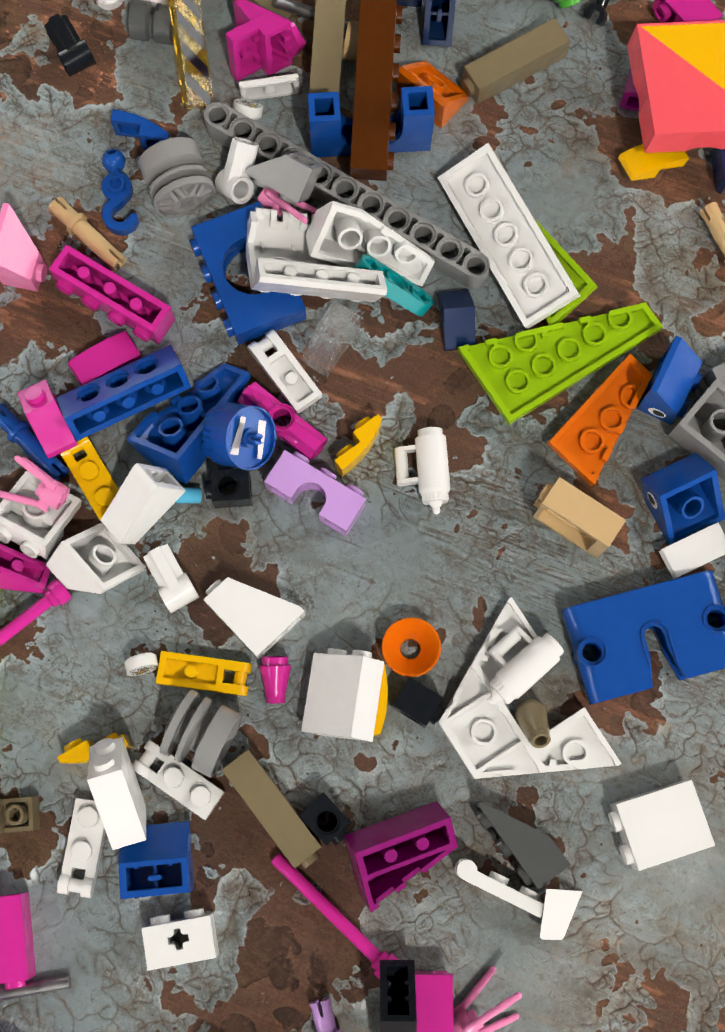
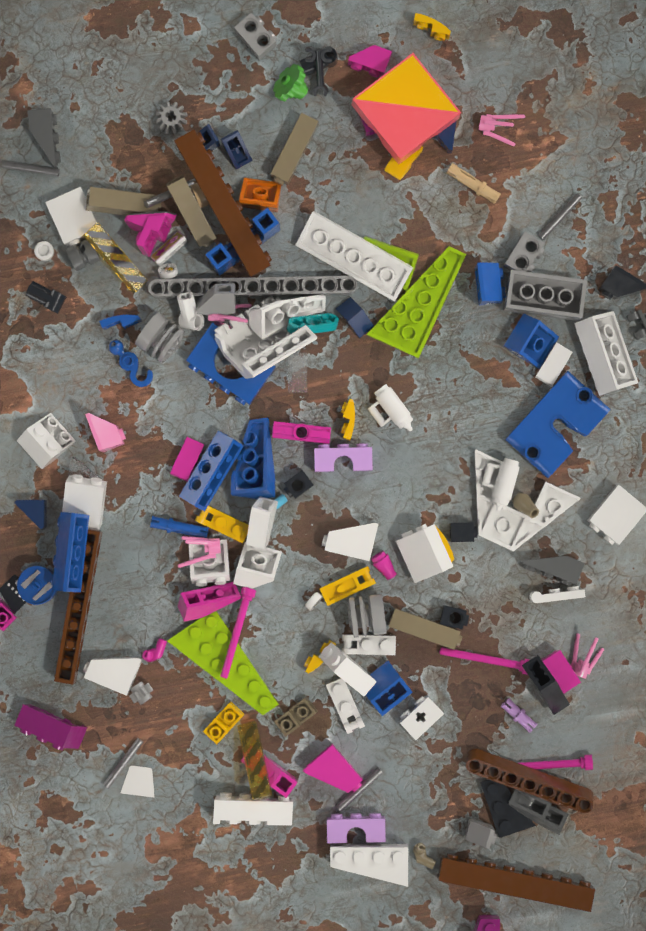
camera: 25 degrees left, 10 degrees up
(46, 419) = (182, 510): dark pink slope -> none
(77, 225) = (129, 396): tan pin -> none
(111, 294) = (163, 423): dark pink brick -> none
(173, 584) = (302, 551): white piece -> none
(238, 436) = (287, 456): blue piece -> none
(285, 372) = (285, 405): white plate -> none
(398, 849) = (497, 609): magenta wedge -> none
(415, 630) = (452, 507): orange piece -> none
(558, 912) = (592, 589): white sticker -> none
(577, 517) = (484, 388): tan window -> none
(594, 428) = (463, 330): orange wing -> none

